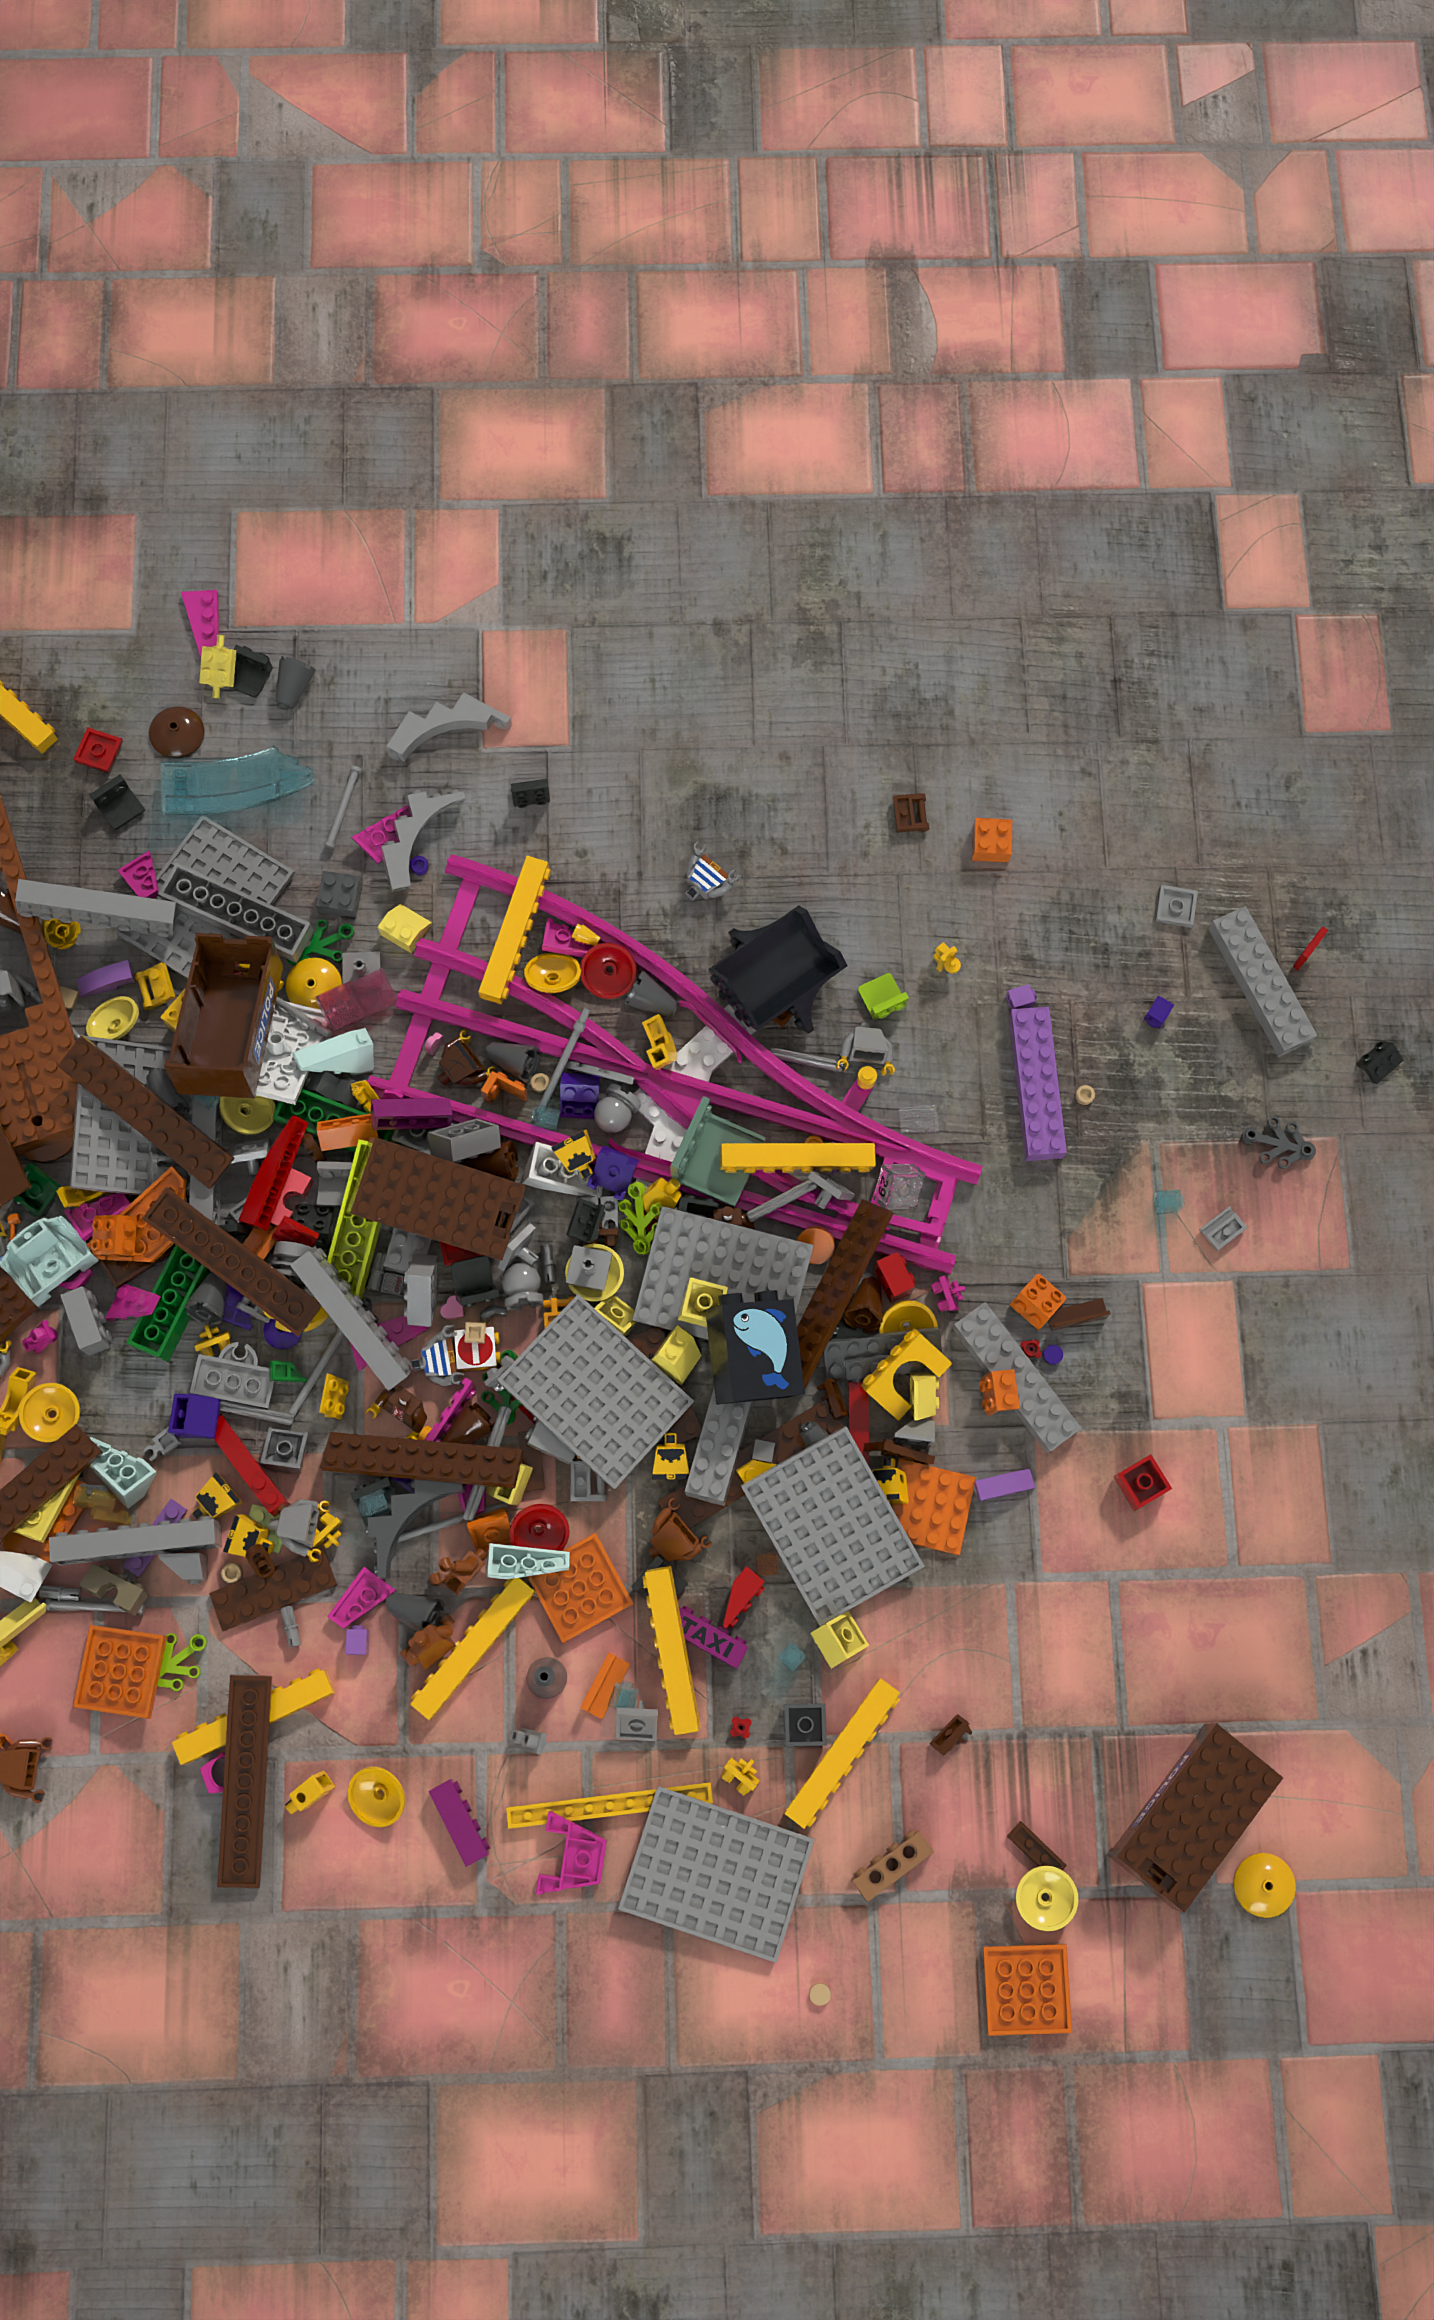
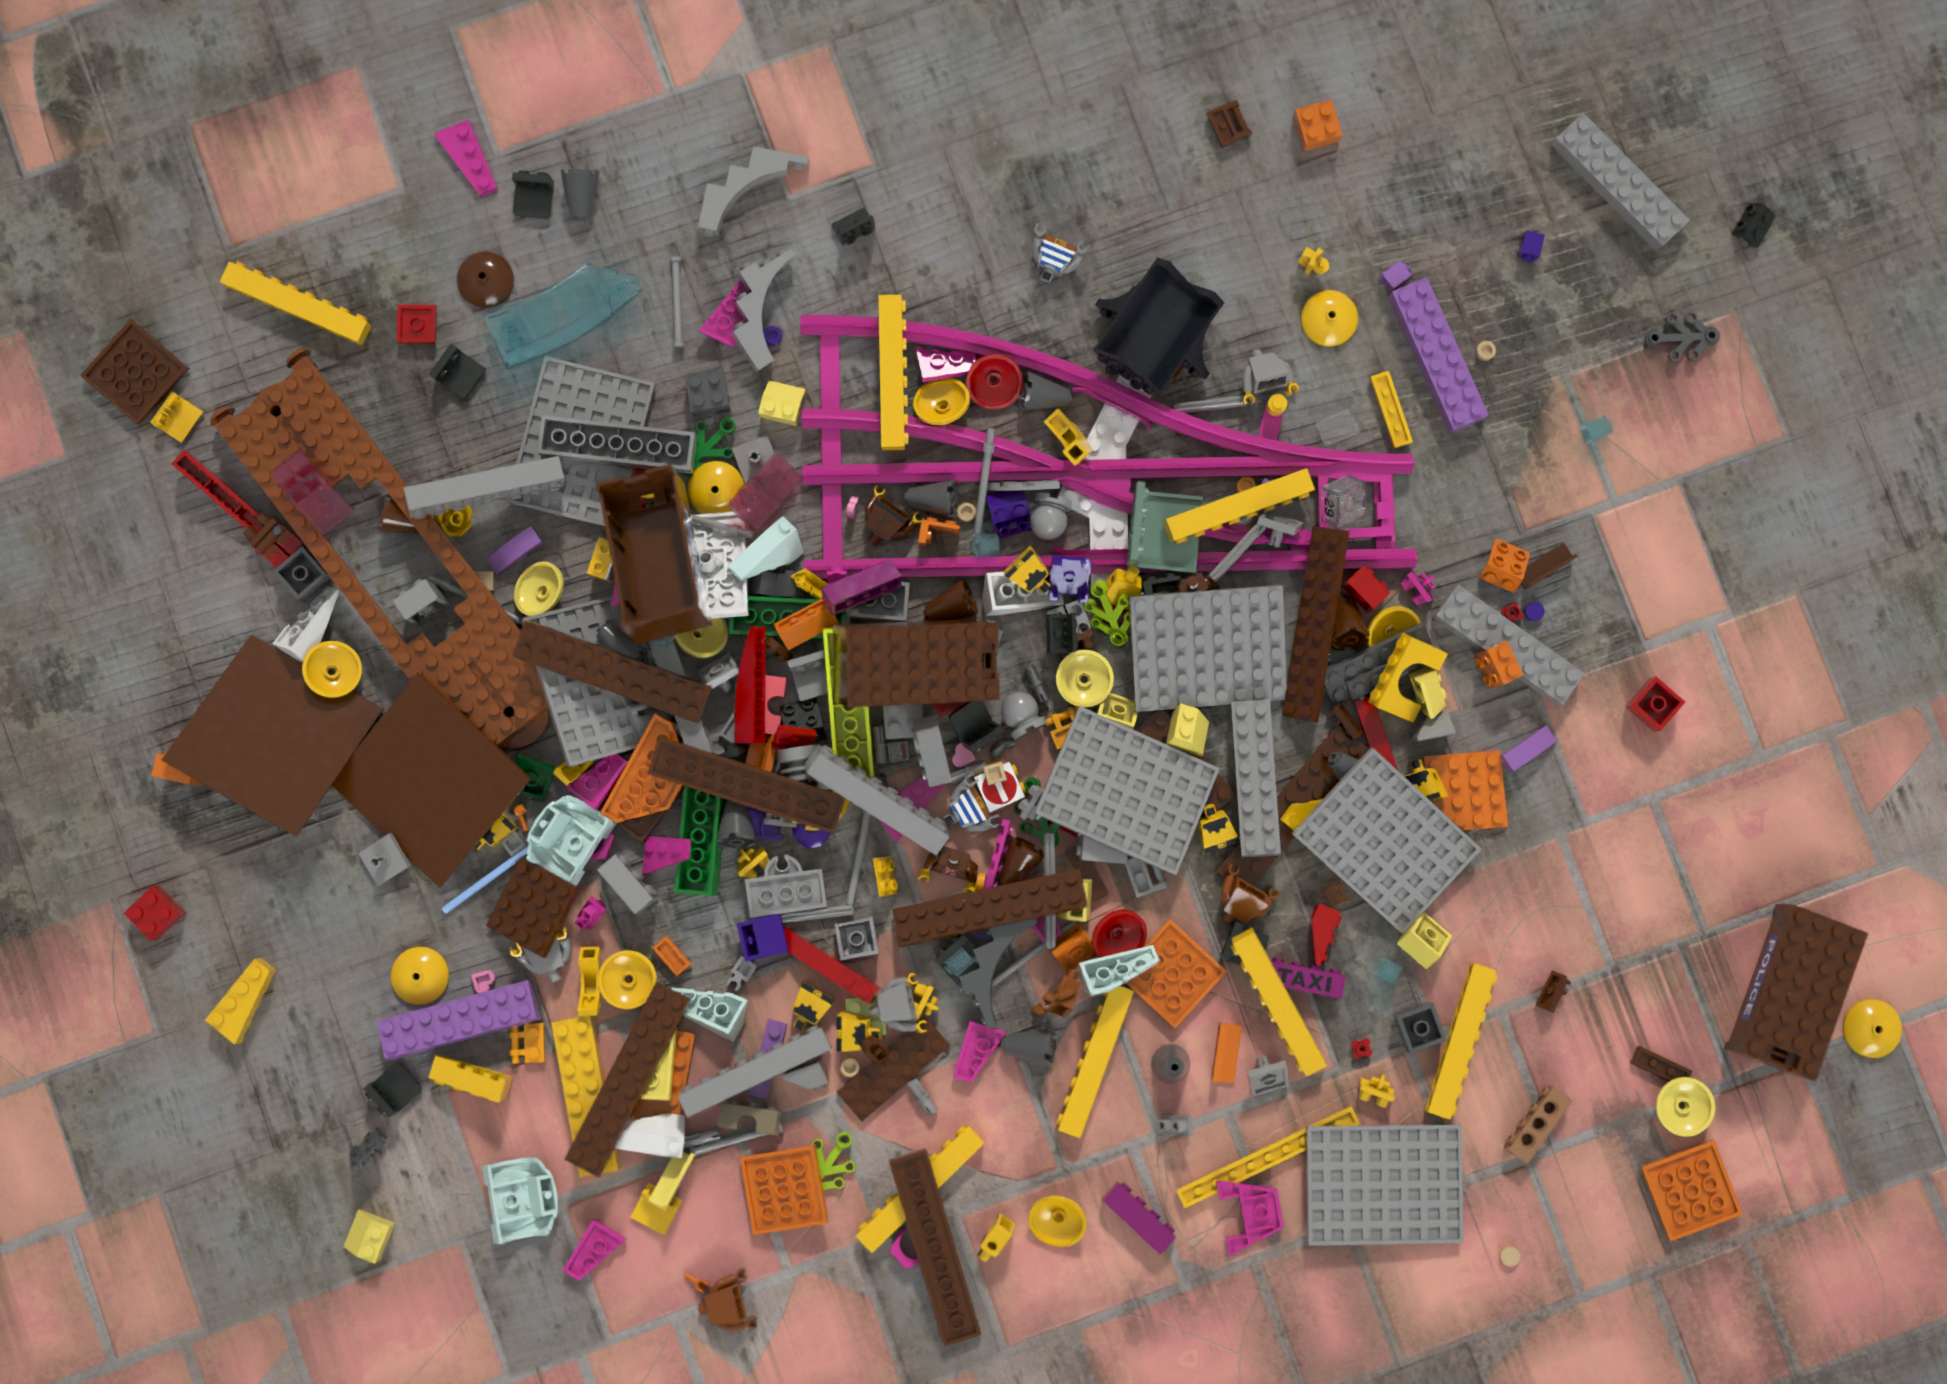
camera: 15 degrees left, 10 degrees up
(101, 1502) = (707, 1045): clear yellow plate -> none
(102, 1405) = (671, 955): none -> orange plate
(114, 1235) = (624, 797): orange bracket -> none
(141, 876) = (510, 439): dark pink wing -> none
(160, 985) = (570, 539): yellow plate -> none
(217, 666) = (501, 200): light yellow plate -> none
(285, 1372) = (829, 868): green tile -> none
(357, 1640) = (988, 1089): medium lavender brick -> none
(430, 1644) = (1057, 1070): dark orange torso -> none
(438, 1325) = (960, 775): none -> light grey axle
(464, 1140) = (921, 595): light grey brick -> none
(519, 1248) = (1008, 681): light grey tile -> none
(585, 935) = (960, 354): yellow cone -> none
(589, 1268) = (1078, 676): light grey tile -> none
(623, 1695) = (1246, 1057): clear light blue brick -> none
(698, 1297) = (1199, 676): light yellow slope -> none
(754, 1348) = (1263, 704): black brick -> none
(763, 1451) = (1298, 792): light grey tile -> none
(822, 1242) = (1283, 575): orange tile -> none
(882, 996) = (1263, 318): lime bracket -> none
(889, 1448) = (1429, 749): reddish brown wing -> none
(943, 1028) = (1327, 330): none -> yellow dish
(976, 1119) = (1391, 409): none -> yellow plate
(1176, 906) = (1514, 132): light grey tile -> none
(1223, 1229) = (1655, 438): light grey plate -> none
(1310, 948) = (1656, 138): red tile -> none

